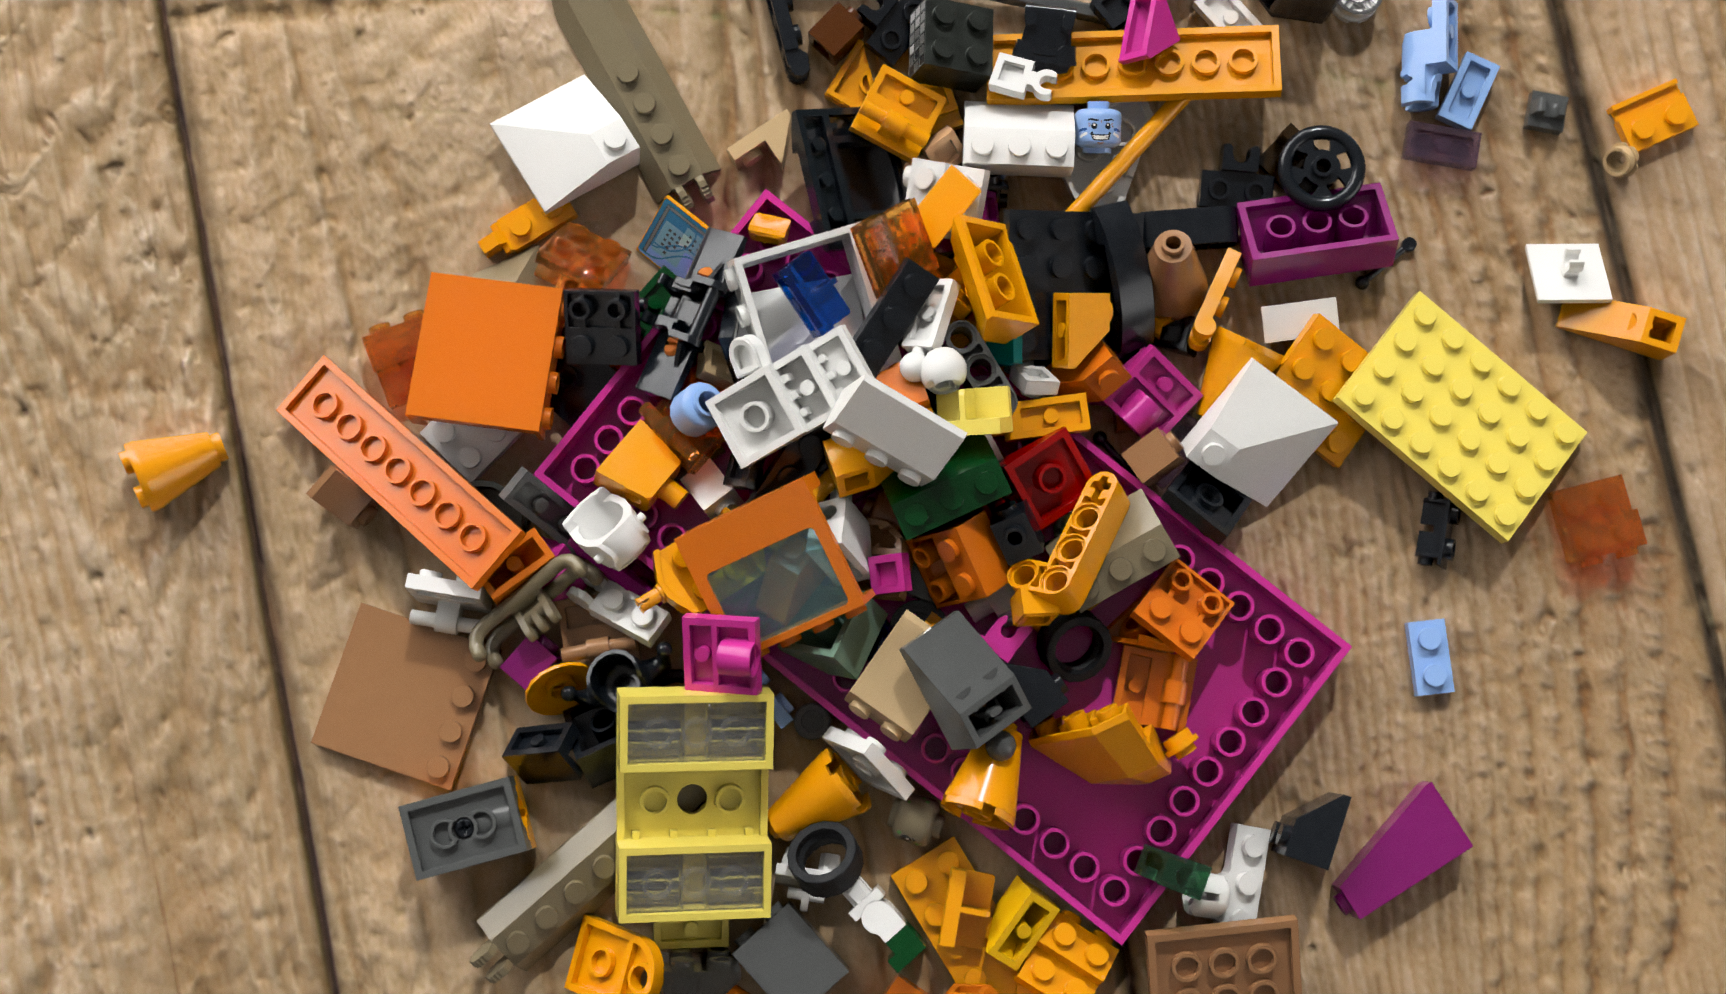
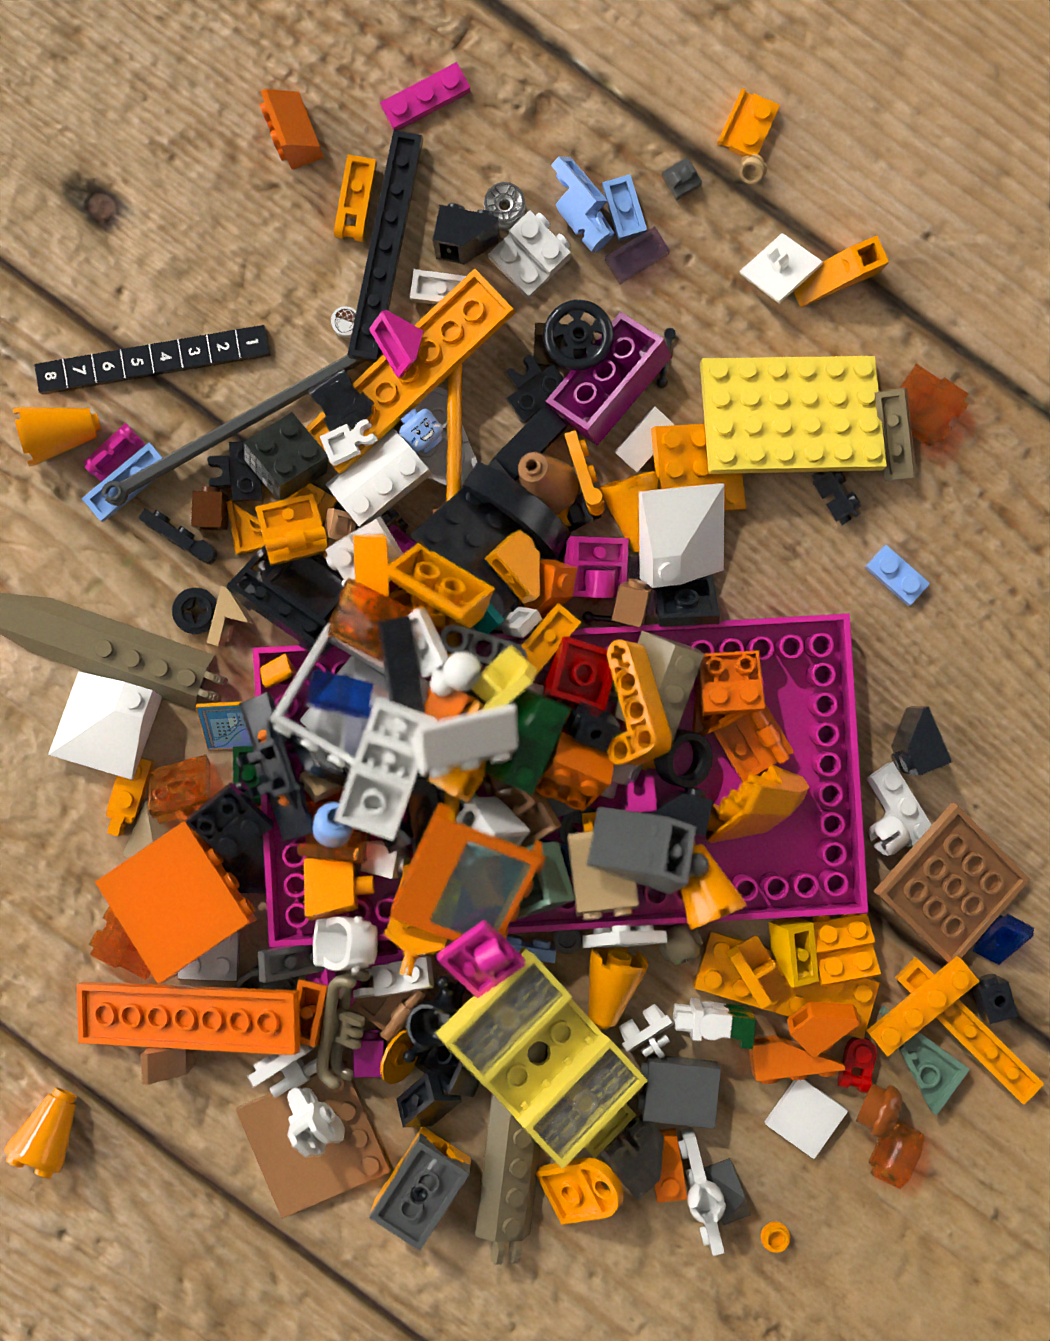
camera: 45 degrees left, 5 degrees up
(424, 673) = (312, 1123): none -> white hinge
(739, 97) = (185, 601): none -> black gear
(747, 355) = (334, 767): white tile -> none
(837, 880) = (629, 1019): black tyre -> none
(890, 573) = (539, 820): dark pink plate -> none
(1031, 609) = (643, 767): light orange slope -> none
(1173, 871) = (862, 844): clear green leg -> none
(1180, 744) = (798, 762): light orange plate -> none
(1342, 59) = (530, 253): none -> white plate
(1402, 852) = (981, 708): magenta slope -> none
(1541, 527) = (897, 432): none -> dark tan plate

